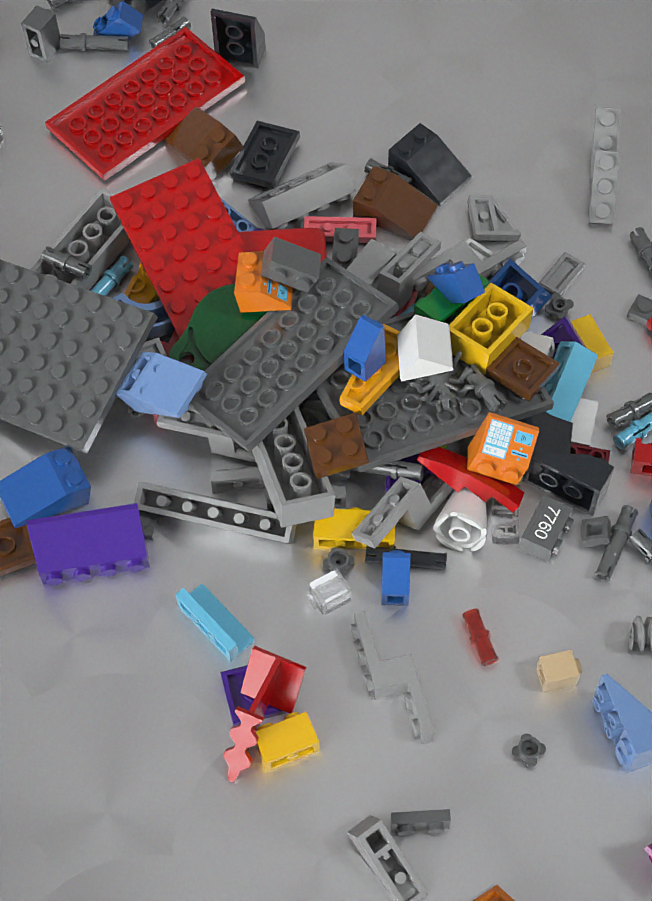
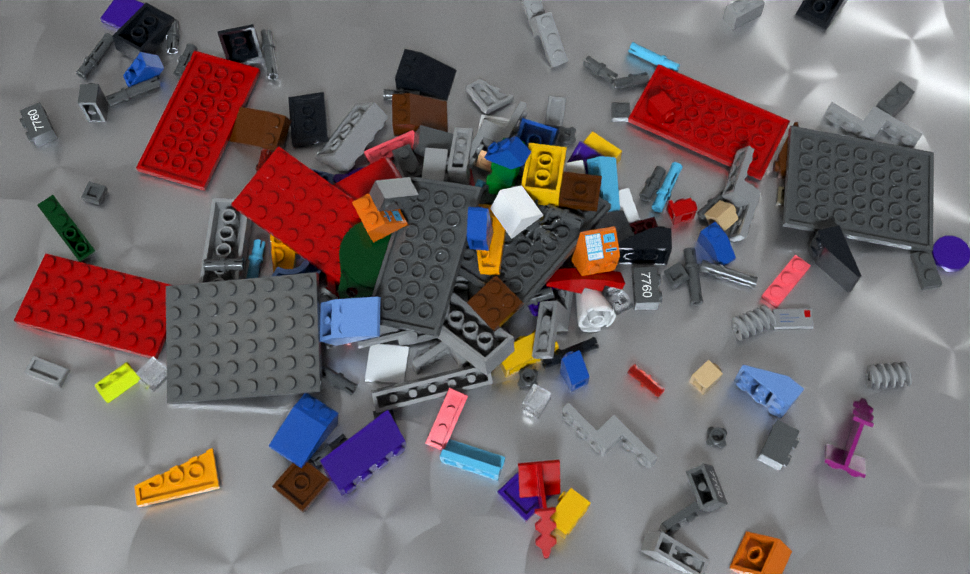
camera: 30 degrees left, 5 degrees up
(118, 453) = (338, 380): none -> dark grey pin
(184, 463) = (387, 364): none -> white tile
(210, 556) = (446, 419): none -> coral plate
(269, 60) = (268, 47): none -> dark grey pin
(387, 233) = (431, 138): none -> dark grey brick
(475, 802) = (706, 487): none -> dark grey brick
(601, 801) = (778, 445): none -> dark grey brick

